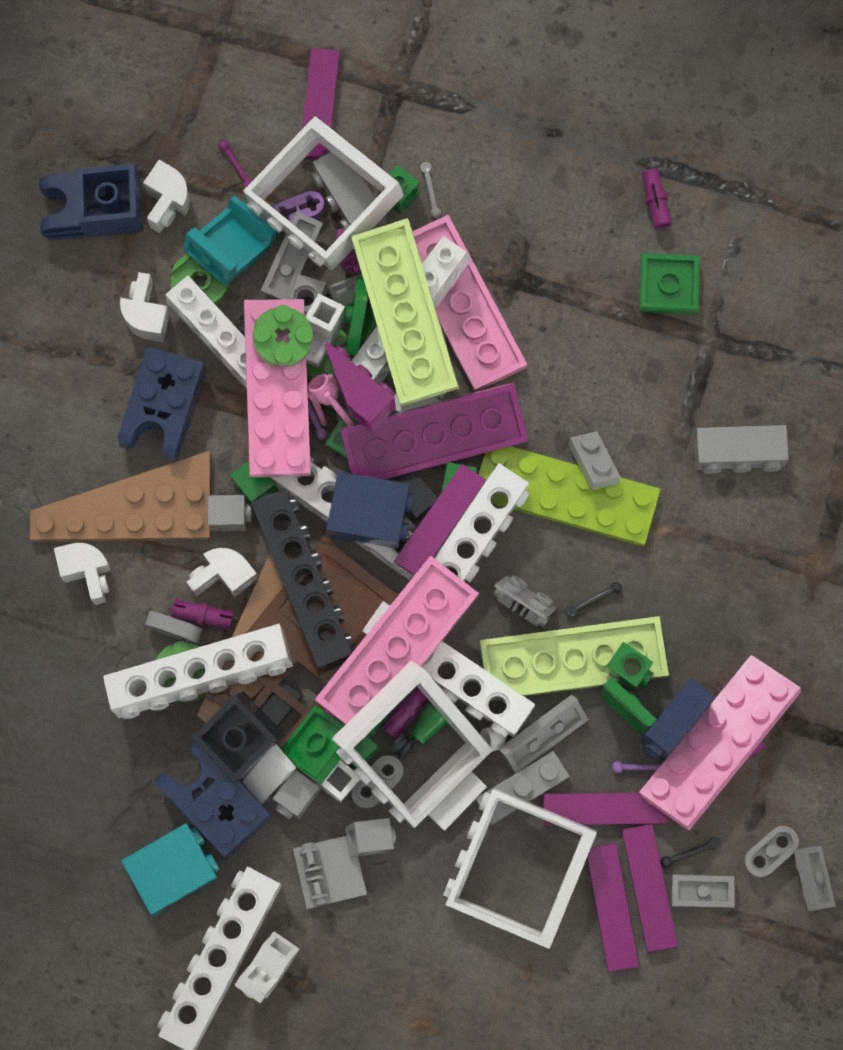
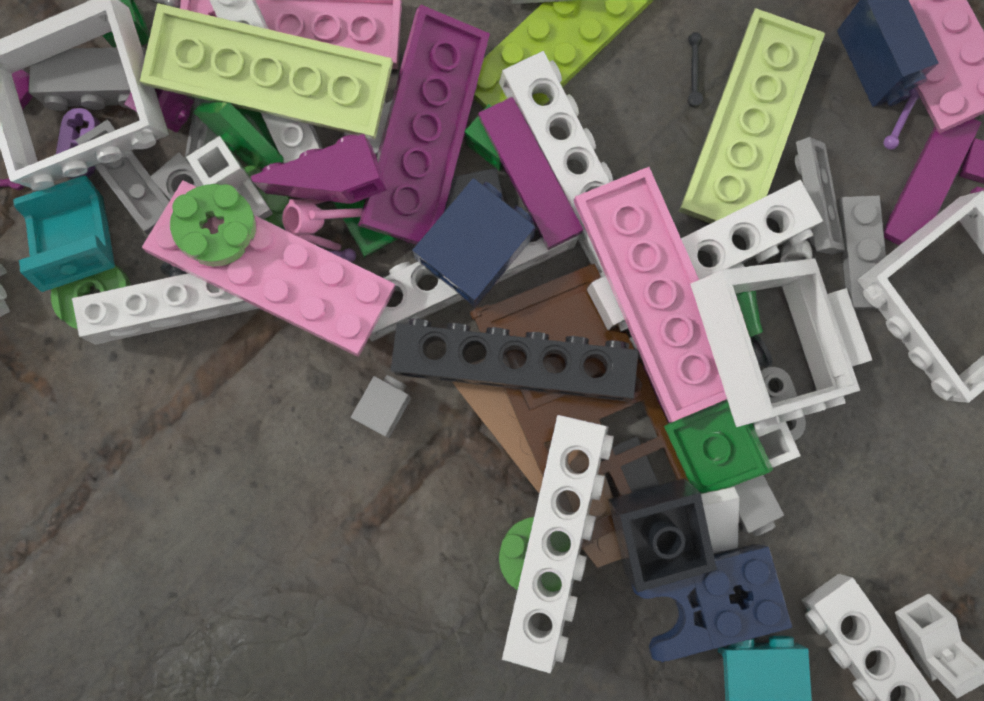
camera: 60 degrees left, 5 degrees up
(84, 561) = (344, 603): white brick -> none
(142, 317) = (93, 381): white brick -> none
(144, 507) = (320, 493): medium nougat wing -> none
(160, 408) = (214, 419): dark blue brick -> none
(173, 627) = (481, 540): light grey beam -> none
(202, 614) = (483, 498): magenta pin -> none
(223, 565) = (445, 438): white brick -> none
(252, 487) = (373, 361): green brick -> none
(328, 872) = (854, 512): light grey hinge -> none
(370, 837) = (844, 446): light grey brick -> none
(514, 589) = (675, 132): light grey hinge -> none
(625, 654) = (795, 75): green brick -> none
(627, 706) = (845, 87): green plate -> none

